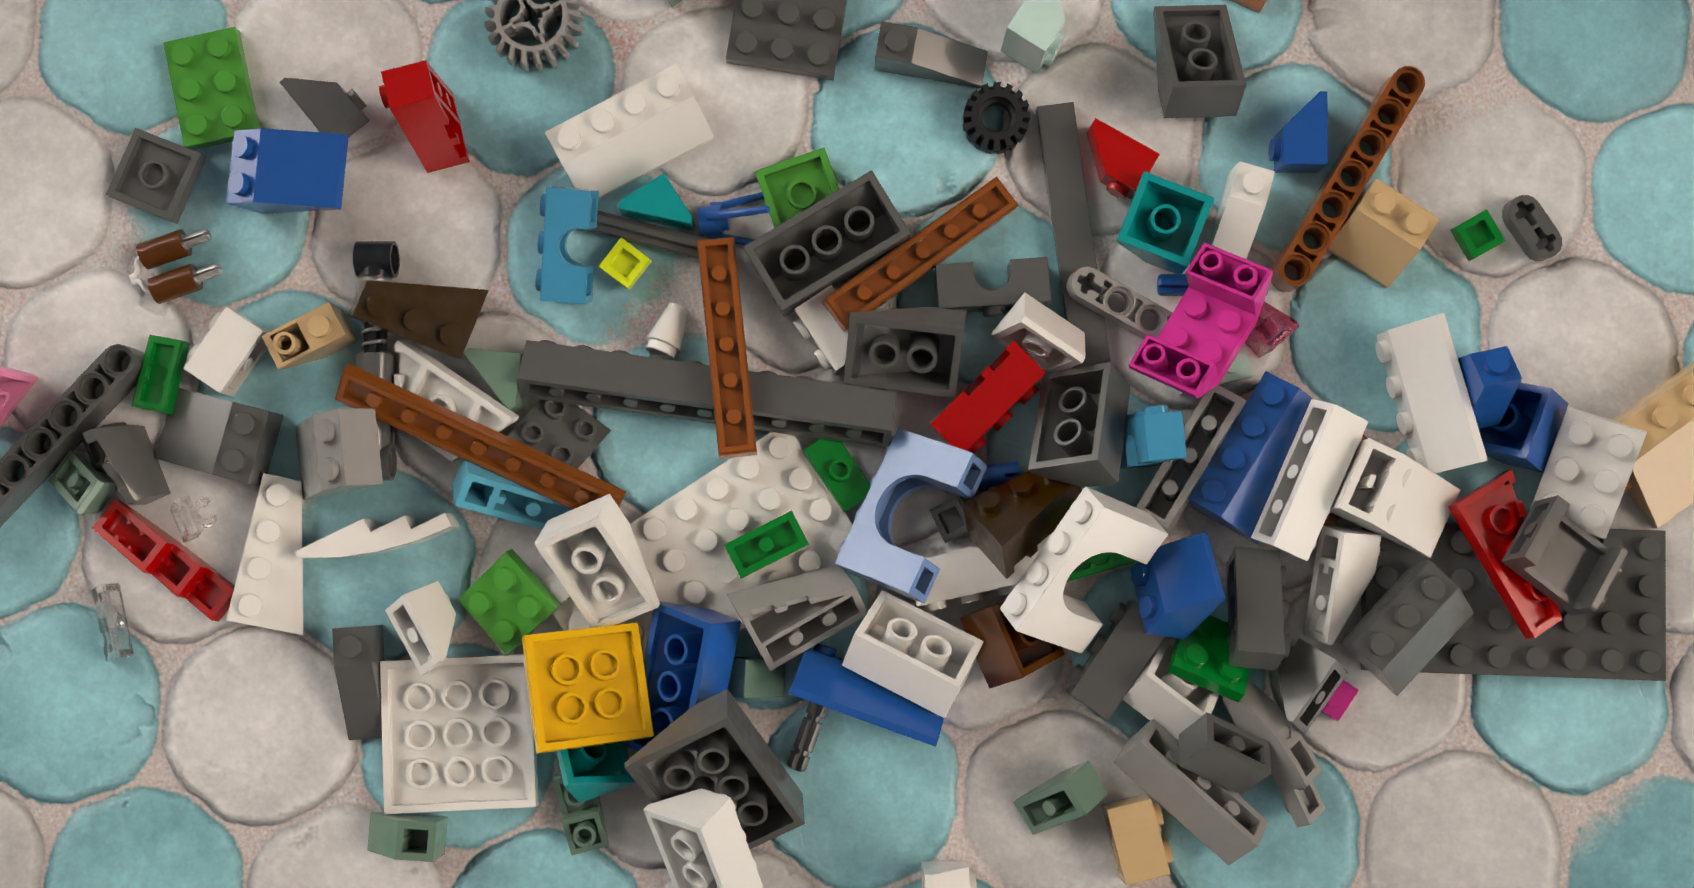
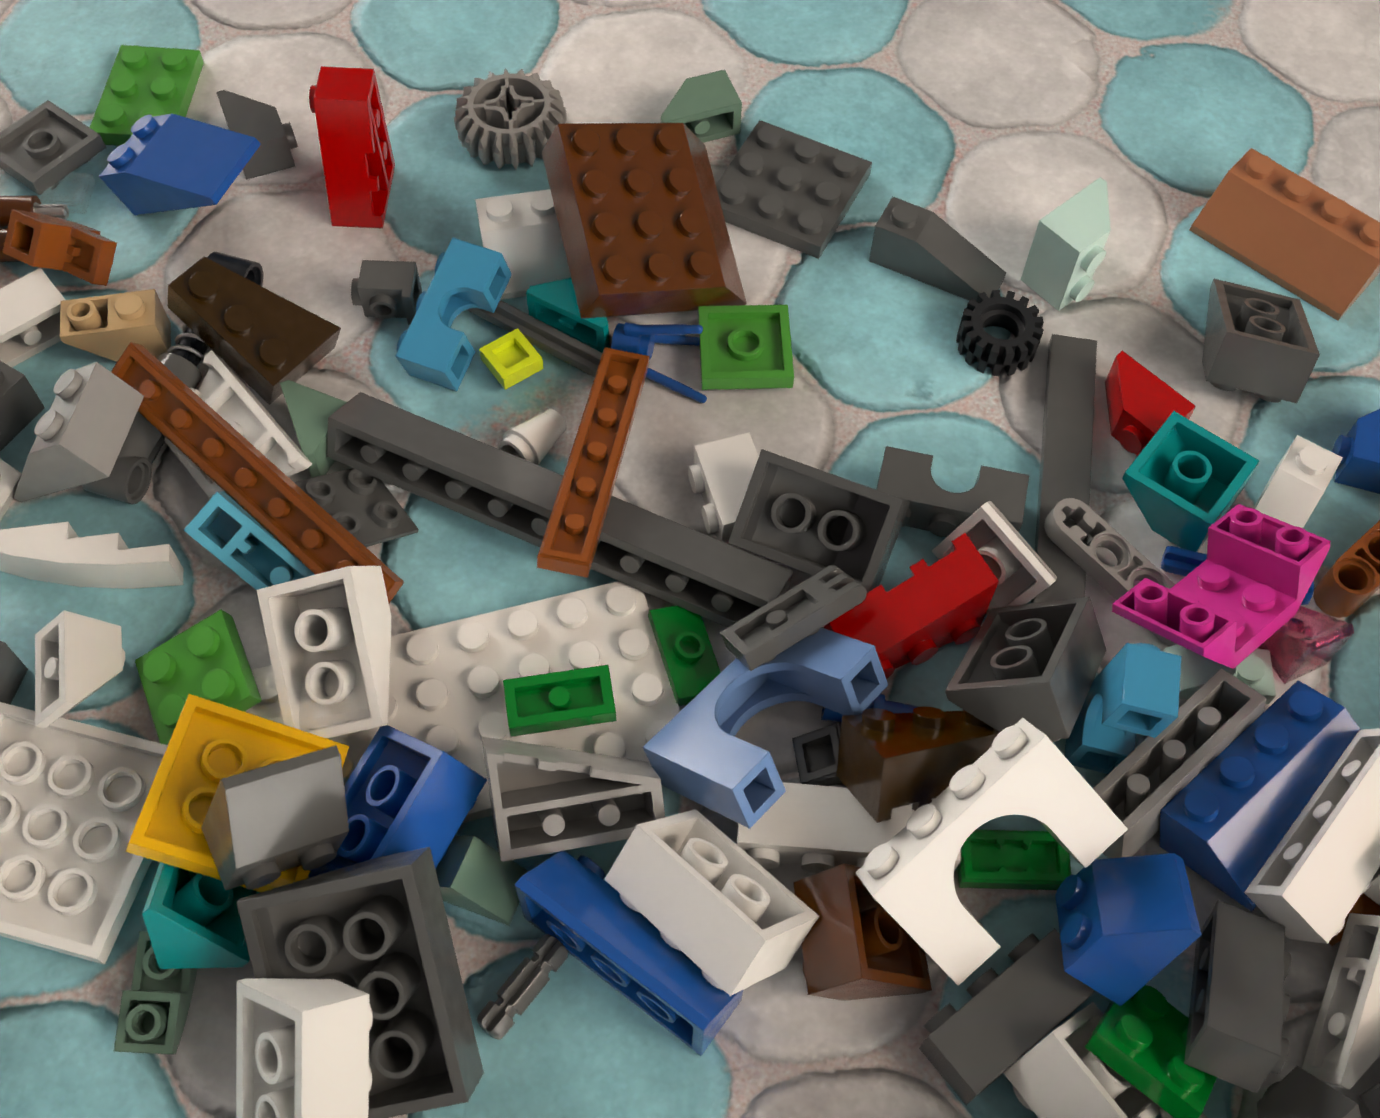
camera: 15 degrees right, 25 degrees down
(229, 274) = (59, 245): none -> dark orange brick
(504, 232) = (387, 289): none -> dark grey brick
(626, 706) = (277, 819): none -> dark grey slope
(691, 121) = (640, 219): none -> reddish brown slope
(827, 243) = (771, 386): dark grey slope -> none
(909, 438) = (792, 616): none -> dark grey hinge
(921, 252) = (866, 434): dark orange tile -> none

